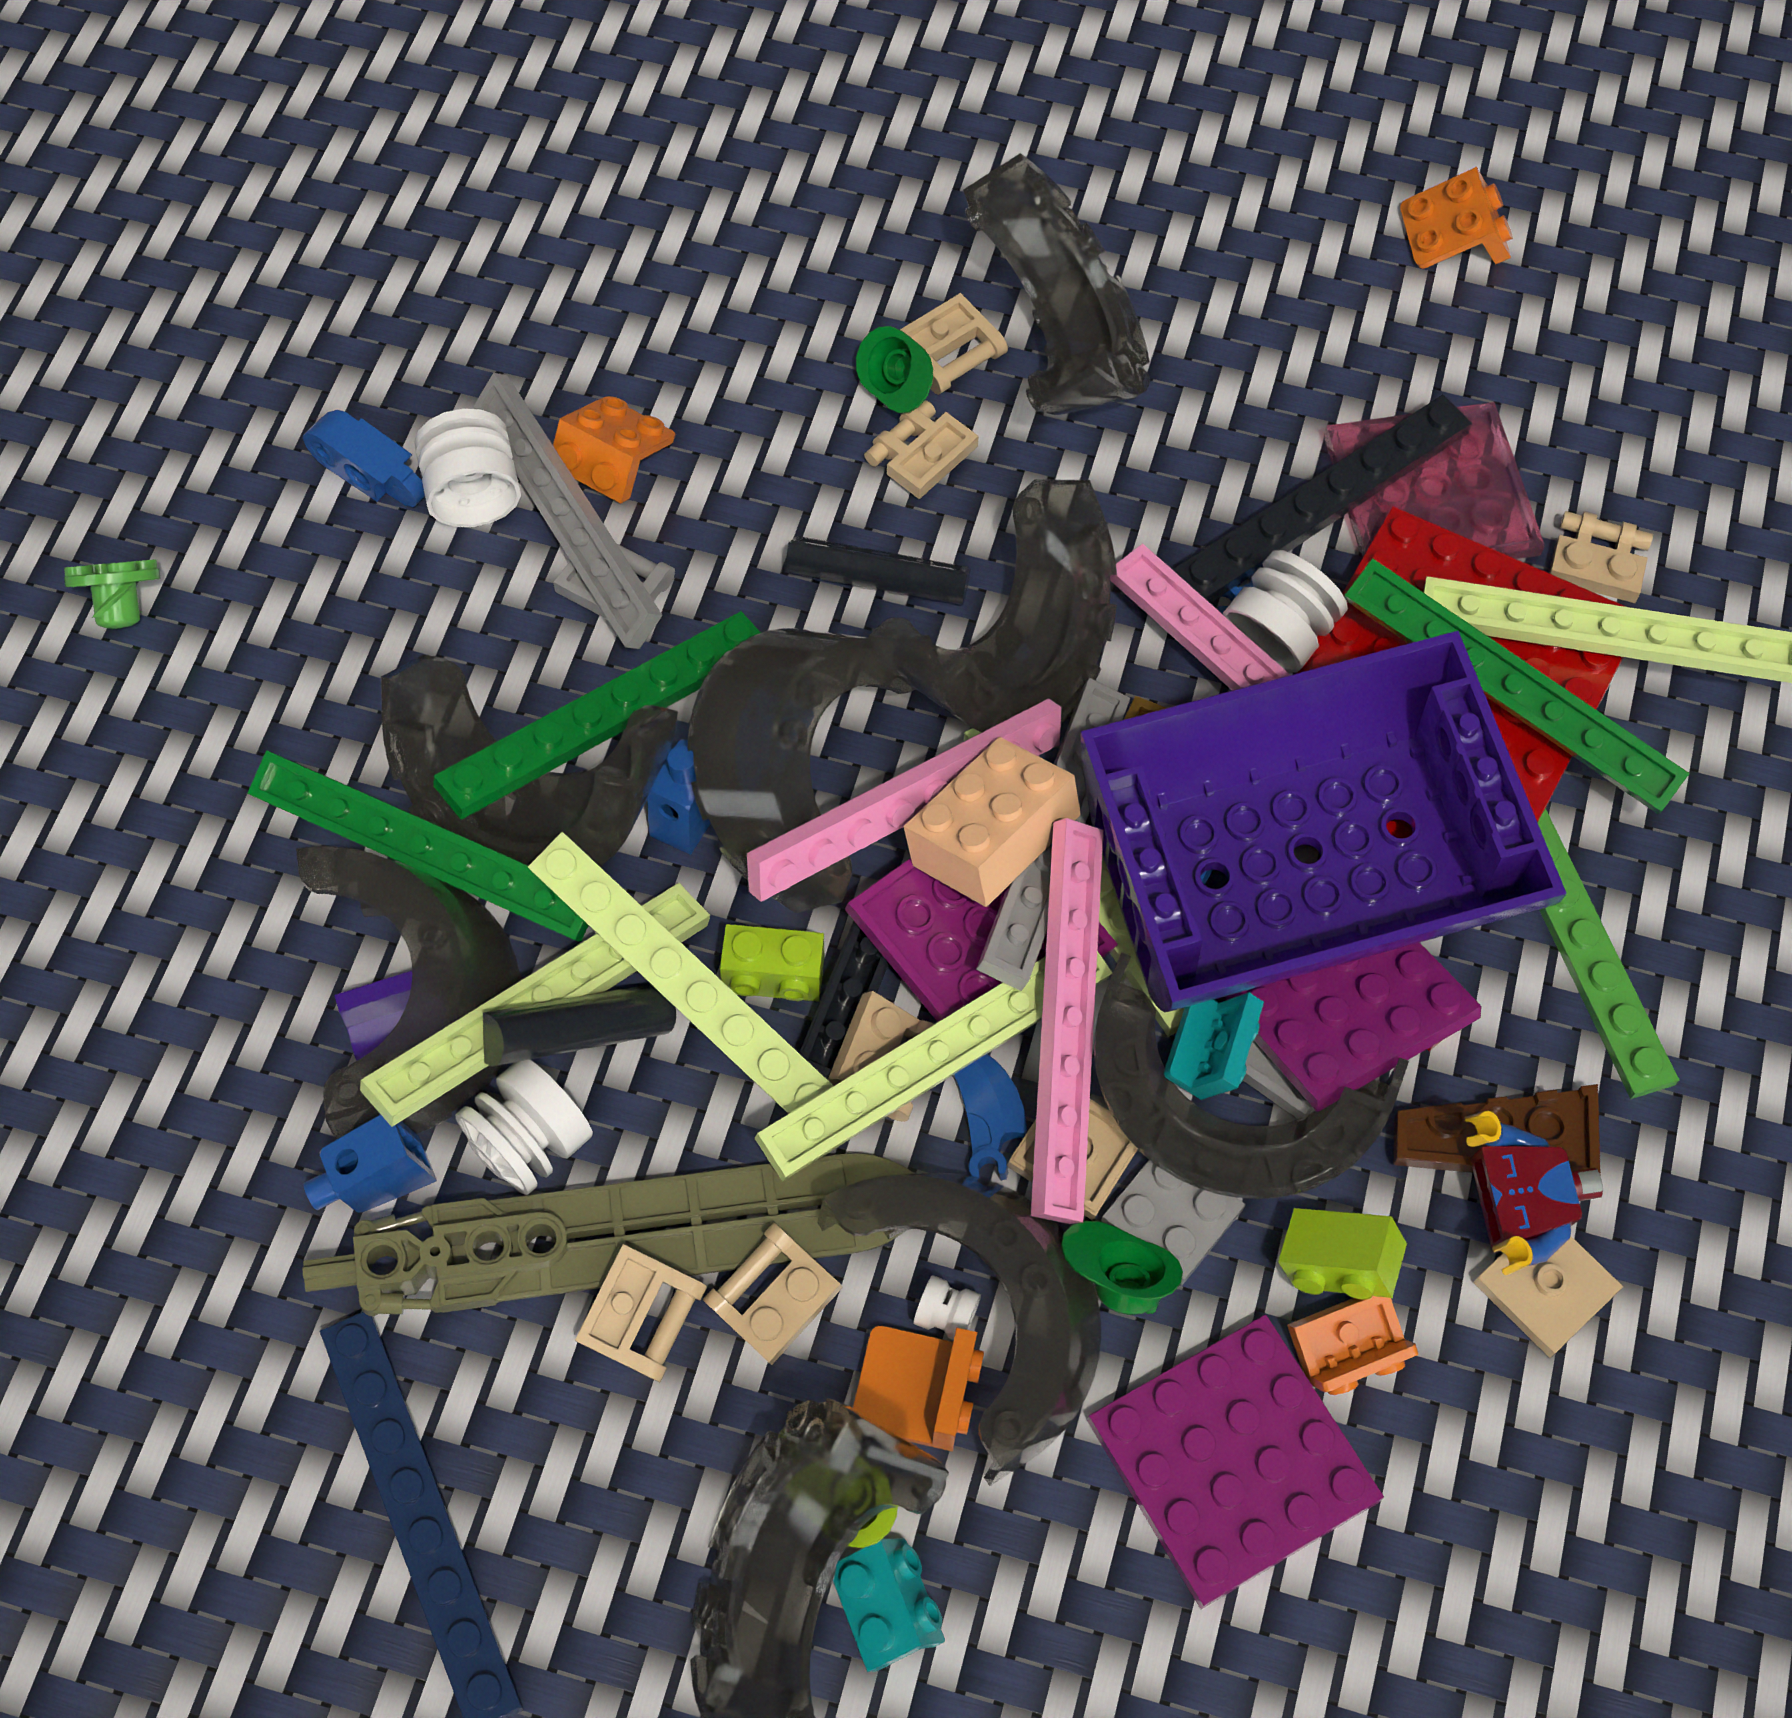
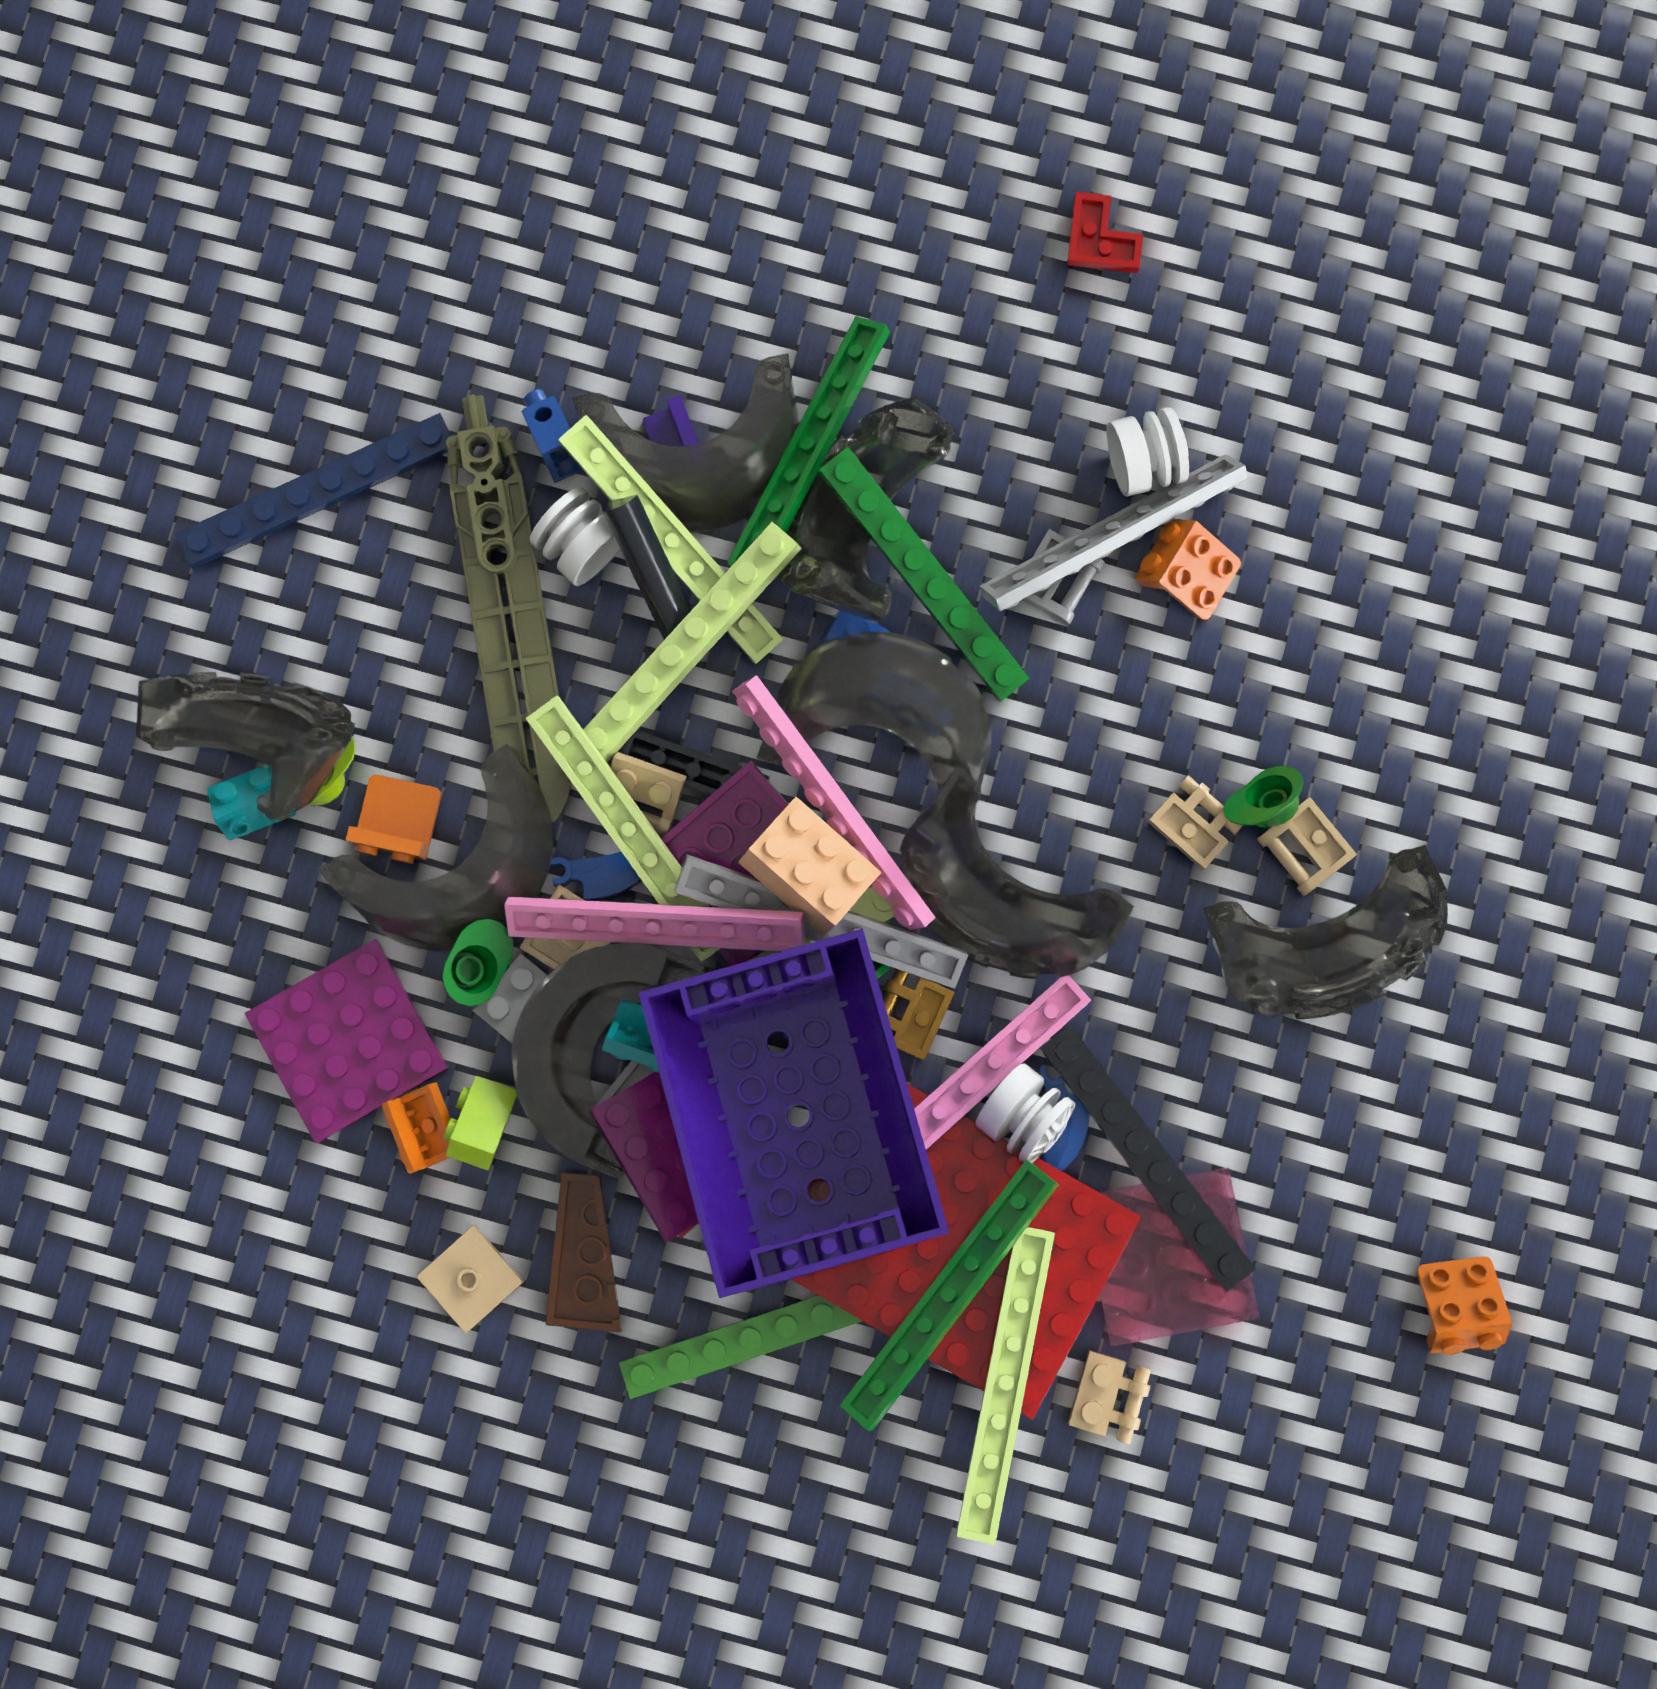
camera: 90 degrees right, 20 degrees up
(113, 589) = (1032, 193): bright green plate -> none
(186, 531) = (1096, 246): none -> red plate
(364, 457) = (1163, 370): blue piece -> none
(624, 1305) = (452, 616): tan plate -> none
(773, 962) = (715, 710): lime brick -> none
(785, 1305) = (455, 727): tan plate -> none
(877, 569) = (1073, 787): black brick -> none
(946, 1307) = (448, 848): white wheel -> none
(1526, 1191) = (522, 1263): torso -> none

